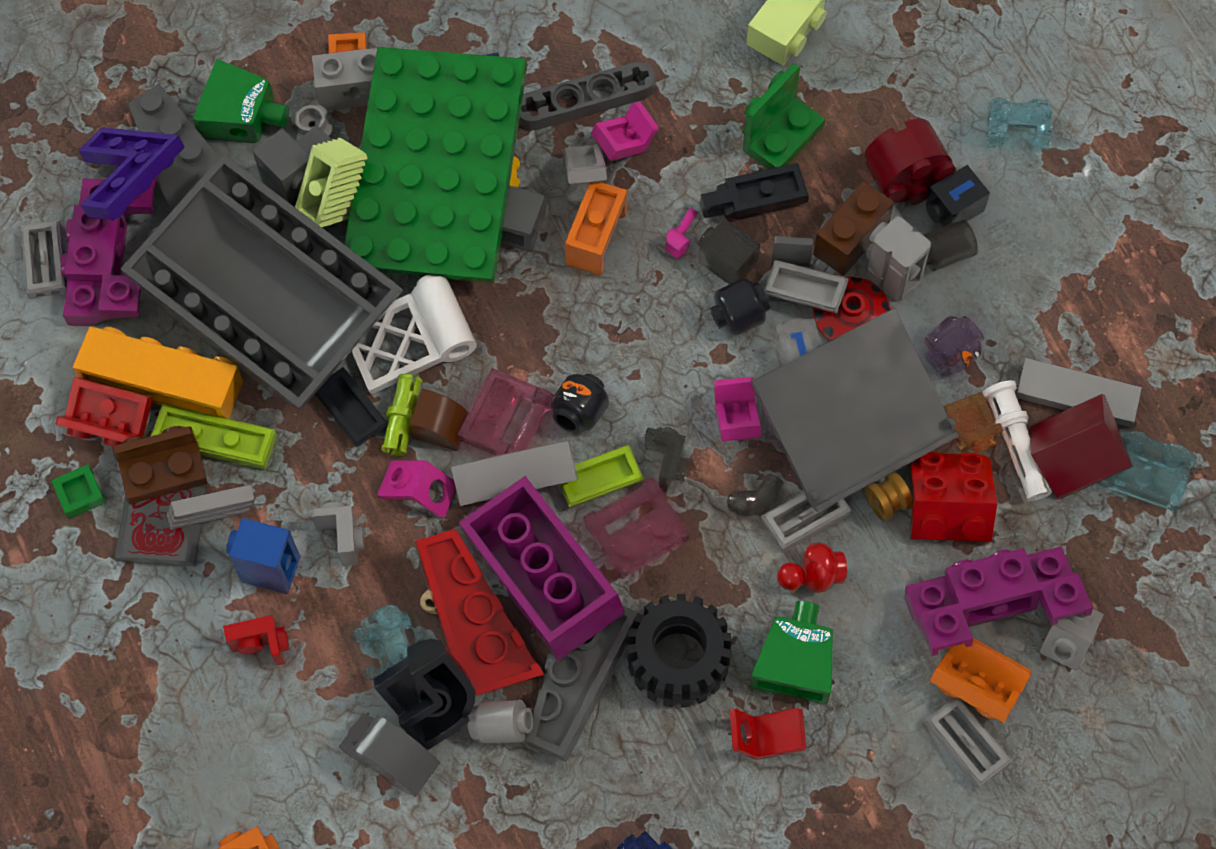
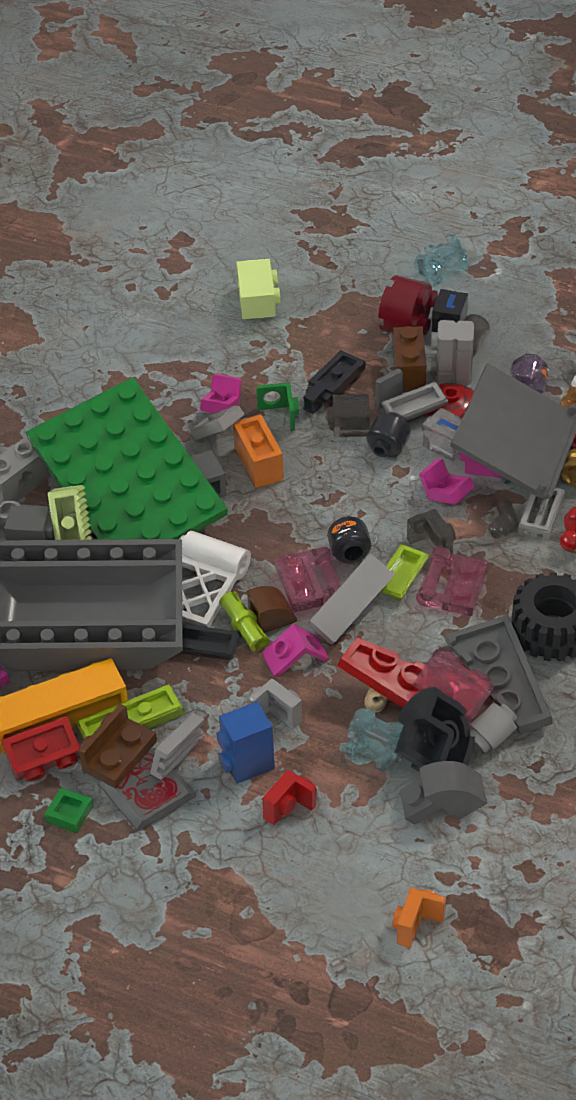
camera: 40 degrees left, 20 degrees down
(500, 651) = (452, 678): none -> clear pink bracket
(542, 568) = (428, 619): magenta brick -> none
(588, 102) = (186, 379): dark grey beam -> none
(676, 242) = (312, 432): dark pink hand -> none
(685, 192) = (284, 401): none -> green bracket
(779, 123) = (312, 342): green bracket -> none

